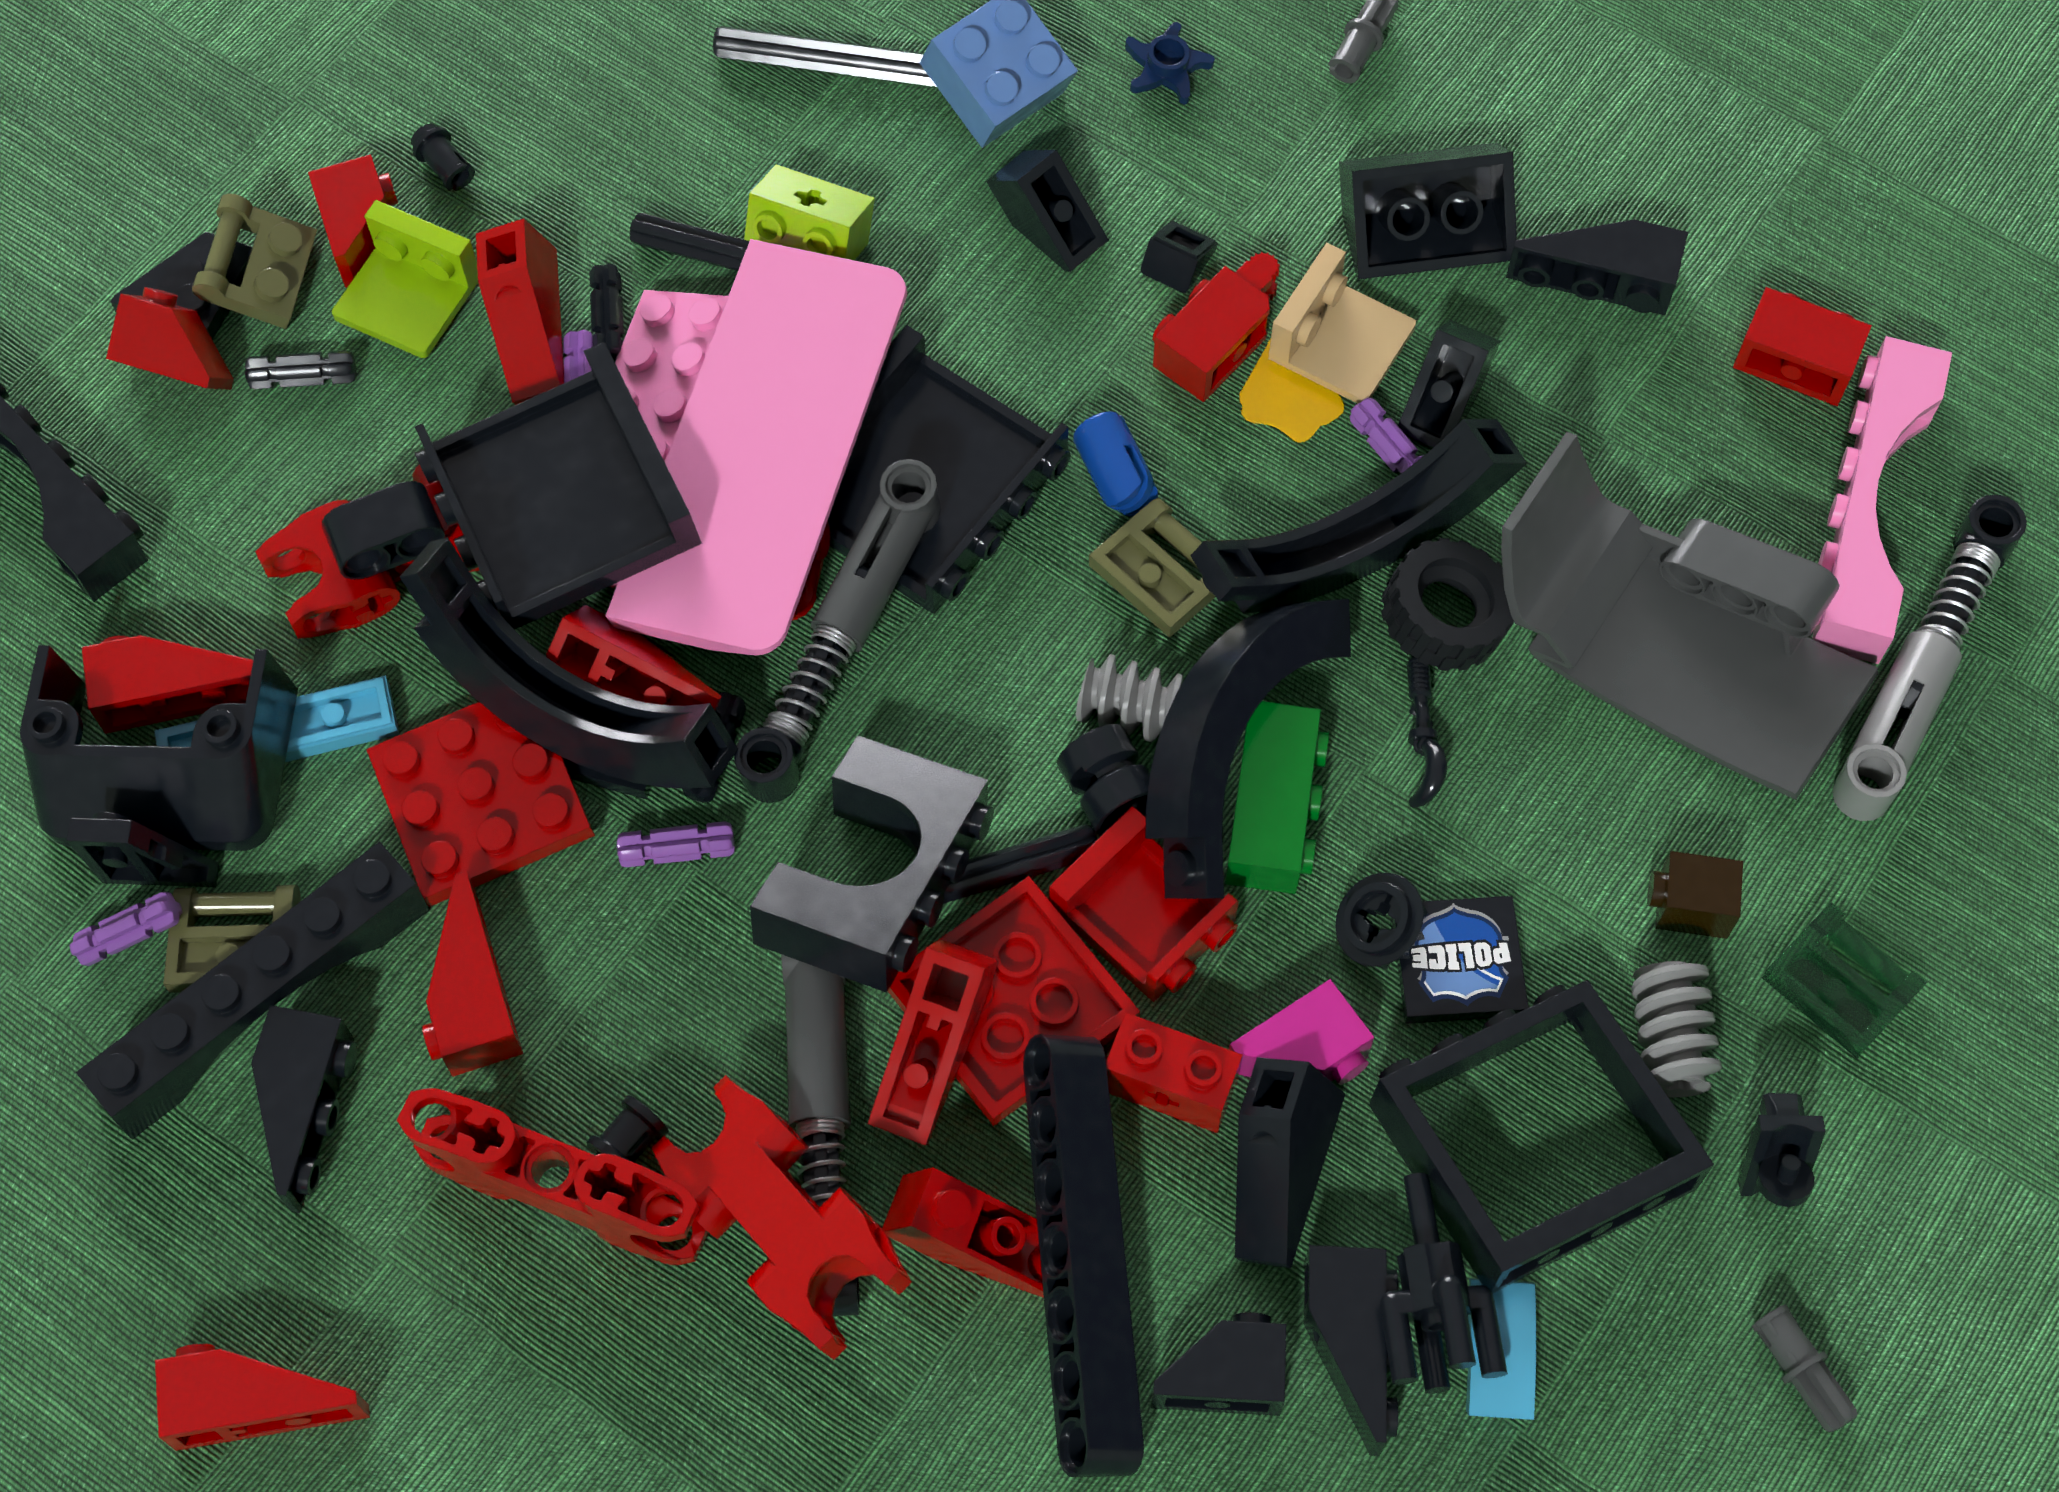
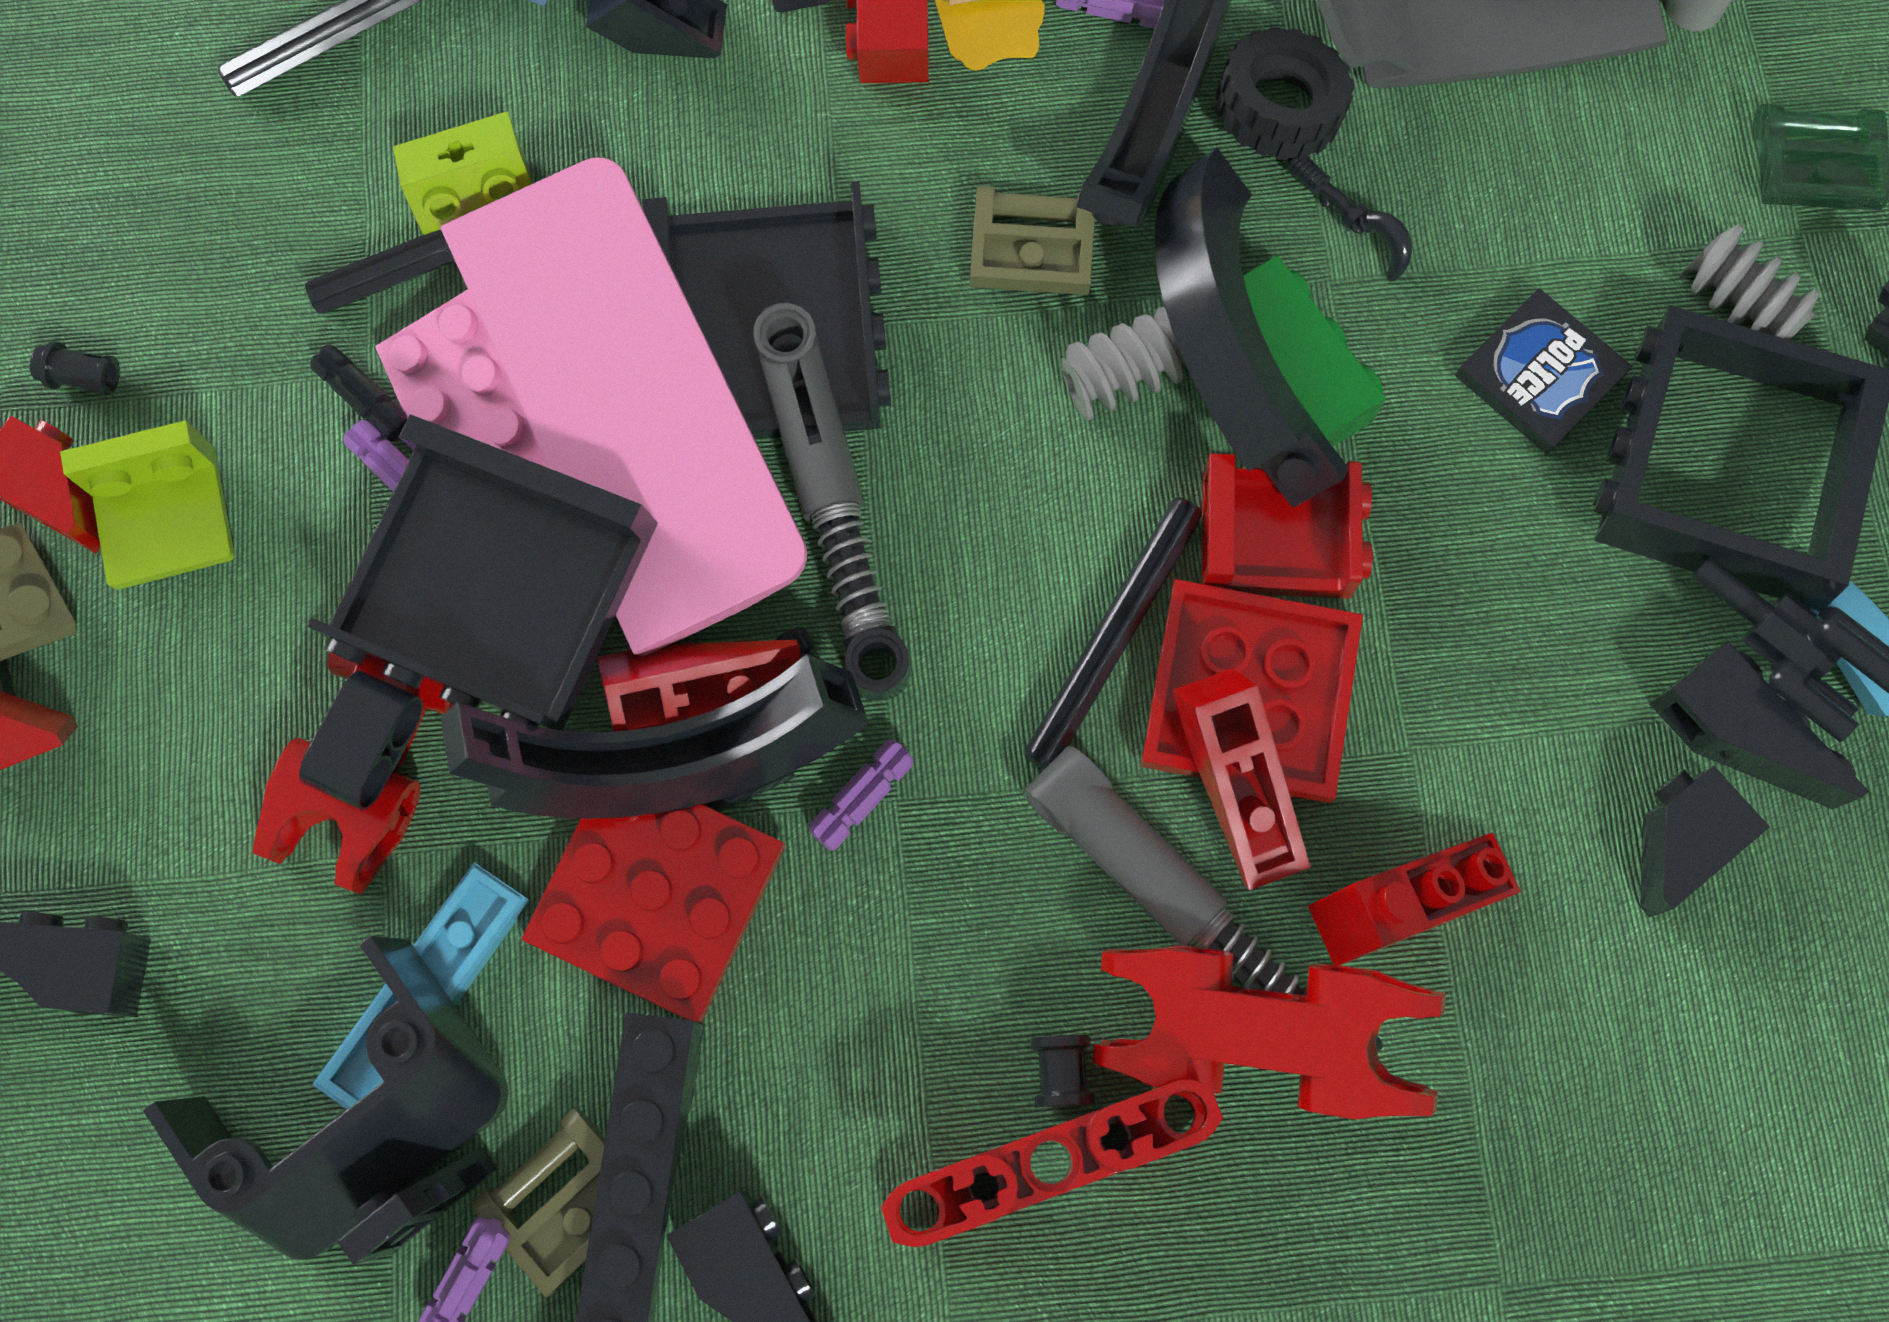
camera: 40 degrees left, 10 degrees up
(157, 681) = (266, 1045): red slope -> none
(300, 369) = (128, 658): black axle -> none
(466, 991) = (818, 1071): red slope -> none
(523, 306) = (286, 445): red slope -> none
(876, 927) = (1113, 734): arch -> none
(1082, 1257) = (1514, 847): black beam -> none
(1106, 774) = (1162, 447): black wheel -> none
(1115, 463) = (917, 184): blue arm -> none
(1172, 1072) = (1434, 642): red brick -> none
(1280, 1156) = (1579, 641): black slope -> none
(1313, 1030) = (1505, 528): dark pink slope -> none
(1374, 896) = (1445, 371): black gear -> none
(1697, 894) = (1670, 174): dark brown brick -> none

